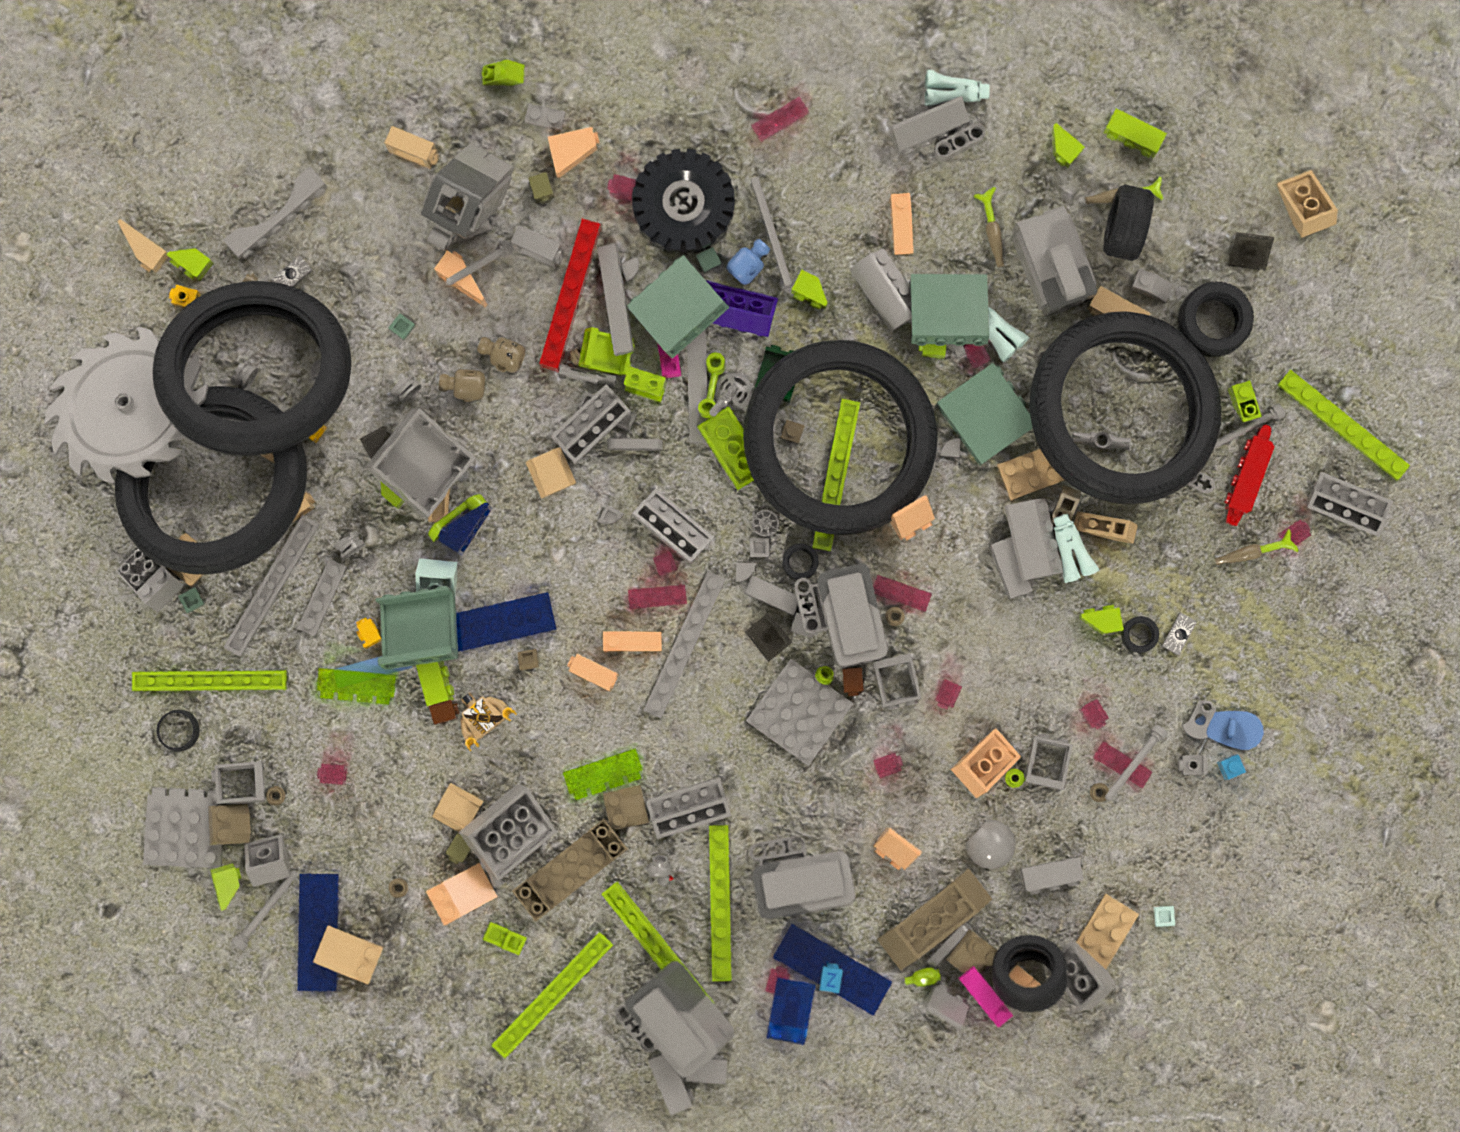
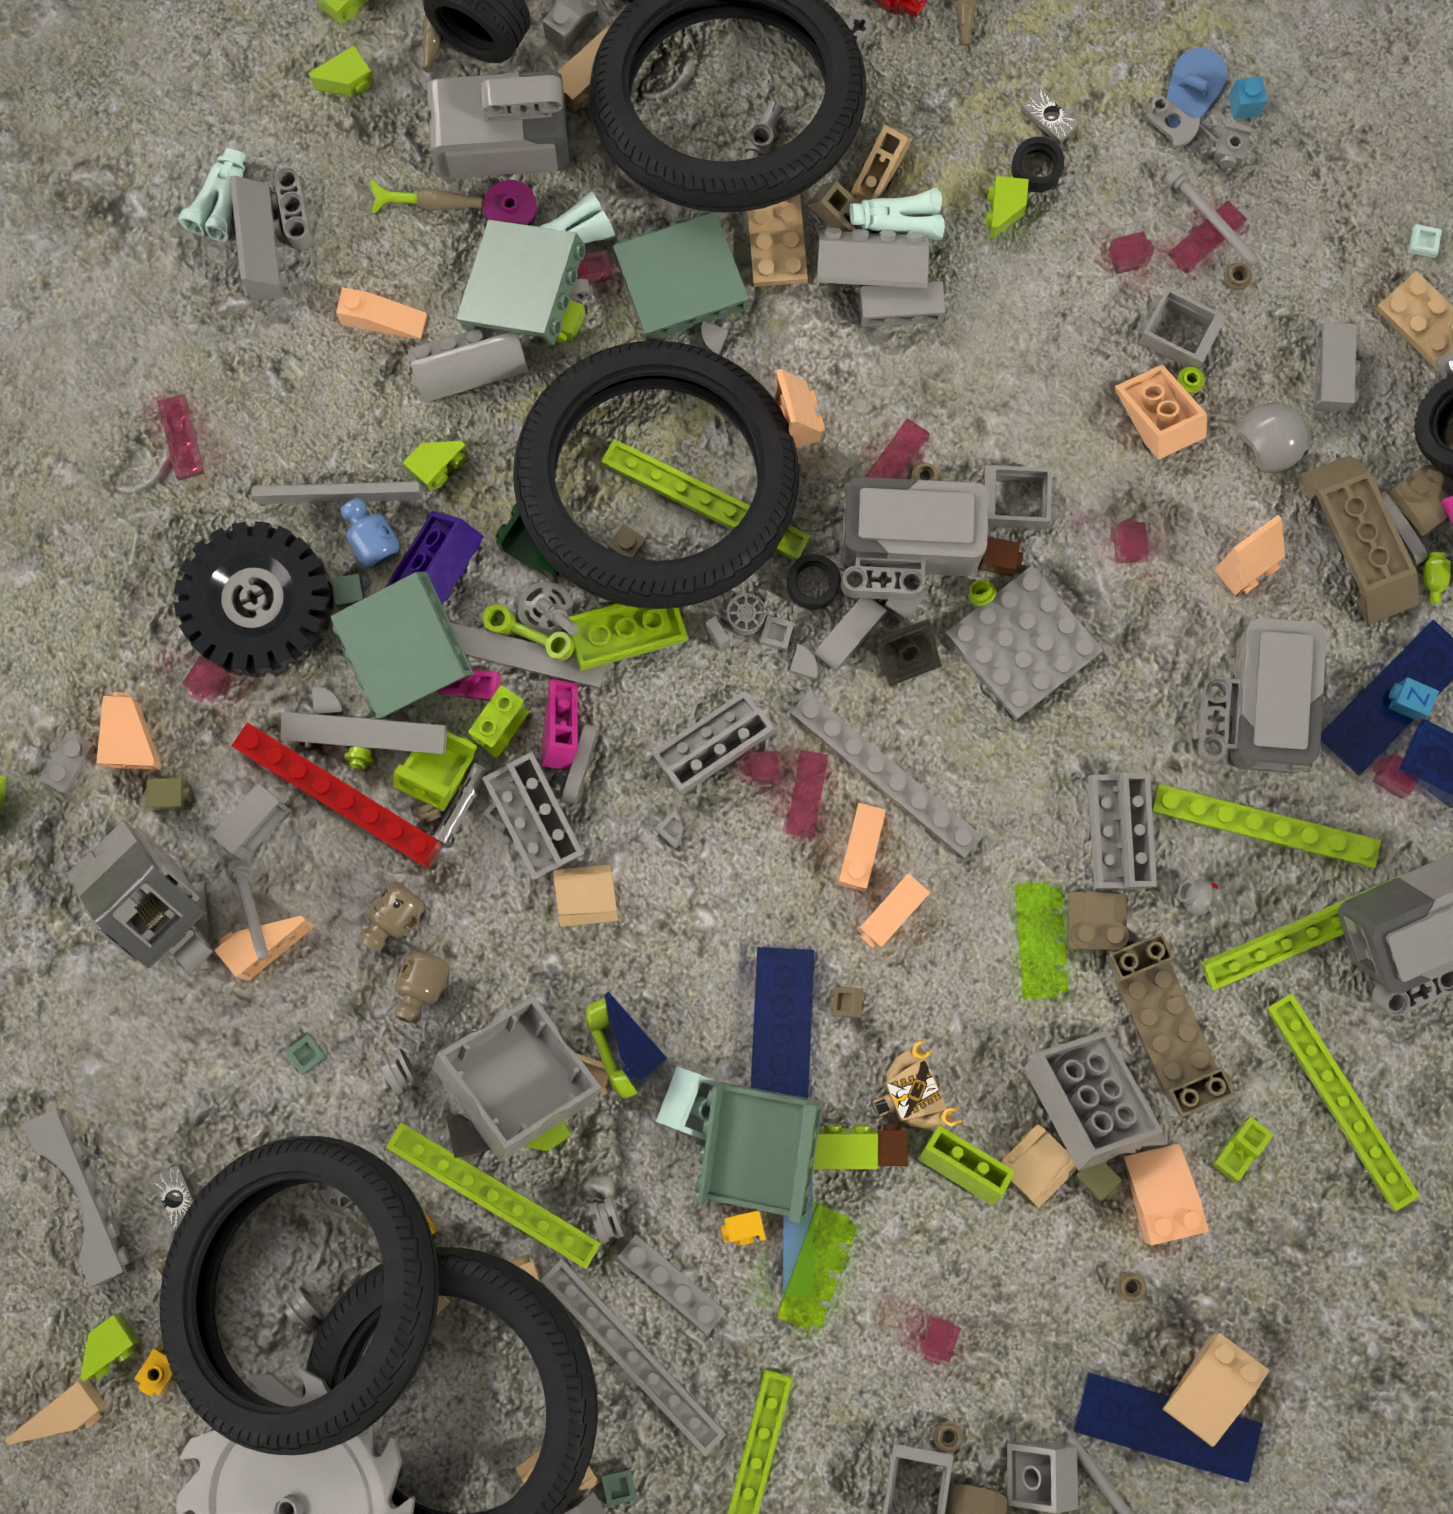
camera: 75 degrees left, 5 degrees down
(346, 470) = (494, 1195): none -> lime plate
(411, 147) = (45, 964): tan window -> none
(444, 762) = (966, 1165): none -> lime brick
(599, 301) = (358, 757): none -> lime plate
(657, 423) = (560, 725): none -> dark pink slope
(749, 505) = (717, 633): none -> light grey tile
(947, 694) = (1053, 434): clear pink brick -> none
(1005, 295) = (510, 191): none -> magenta plate

